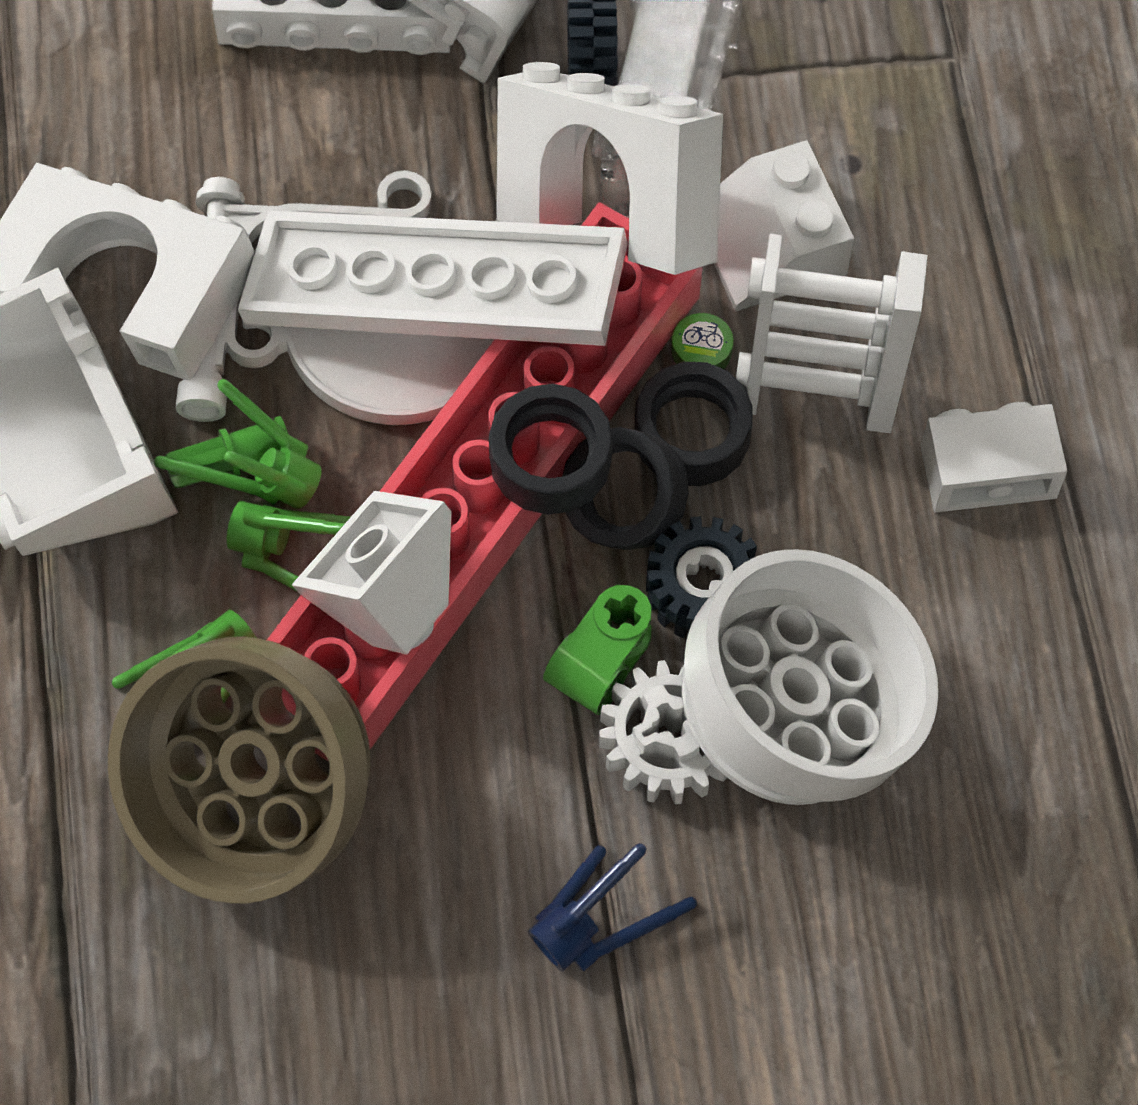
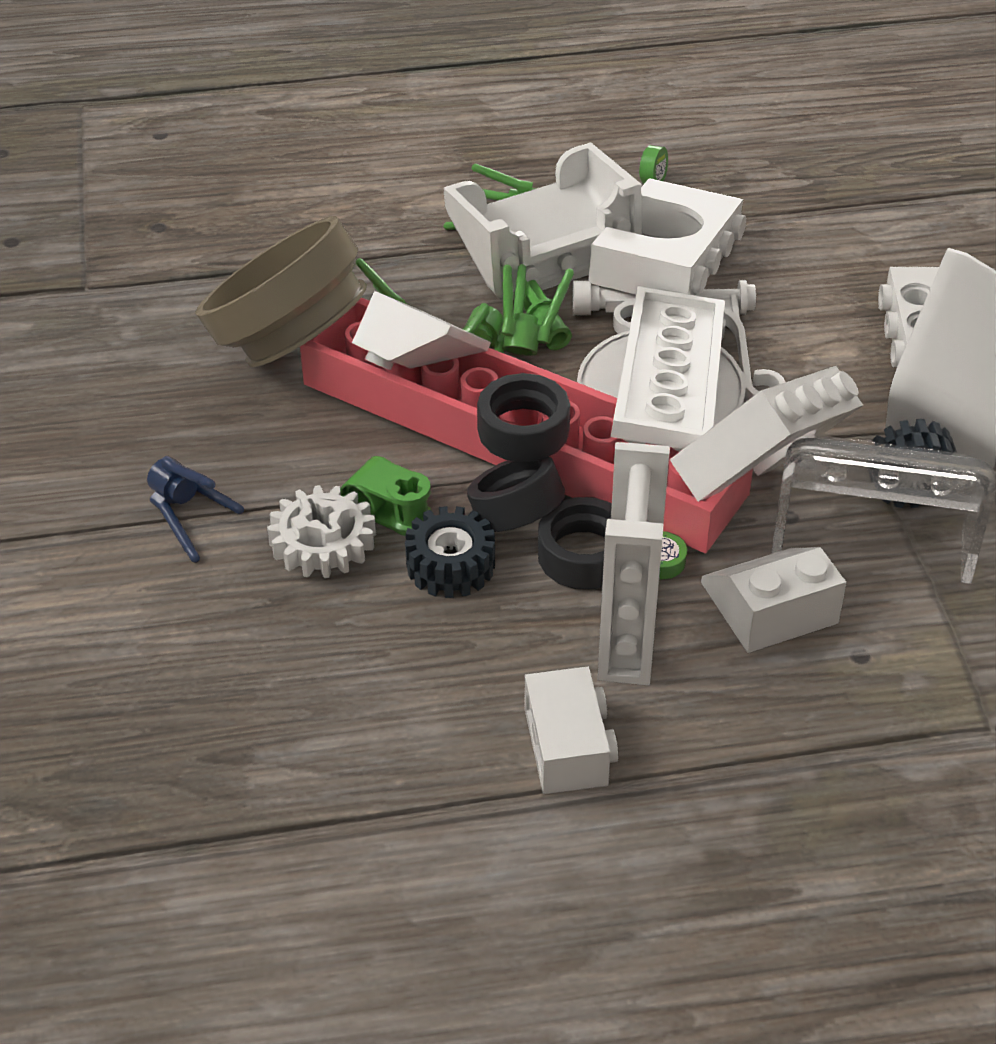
camera: 90 degrees right, 20 degrees down
(807, 679) = (336, 507): white wheel -> none

